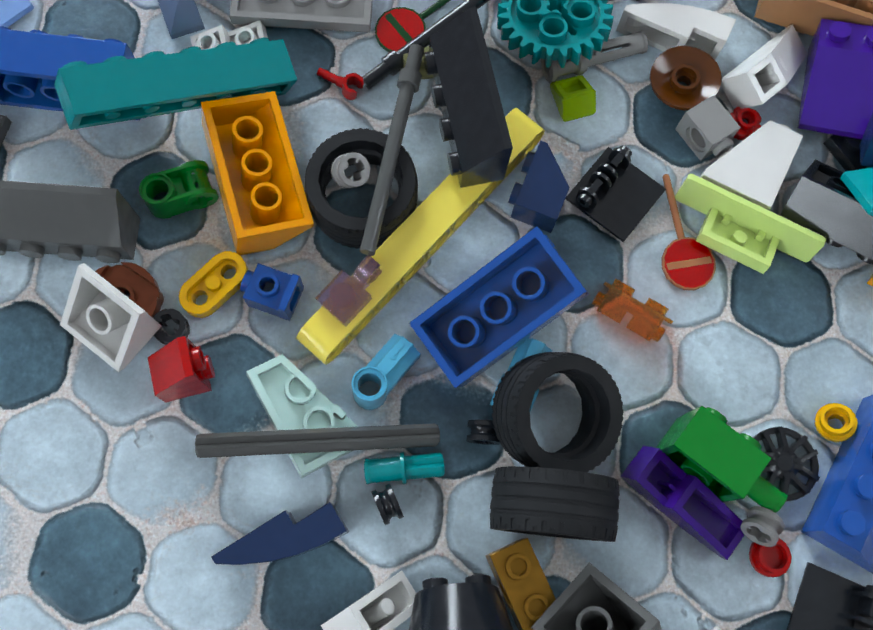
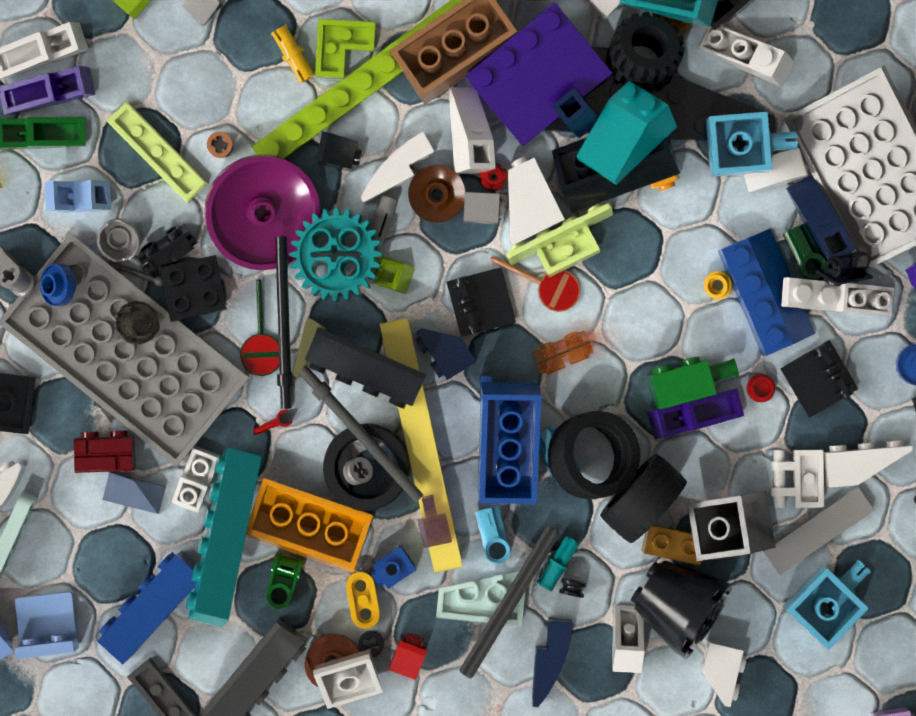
camera: 50 degrees left, 15 degrees up
(482, 432) = (570, 503): black bush -> none
(762, 526) = (741, 384): light grey bush -> none
(785, 462) = (717, 336): black wheel -> none

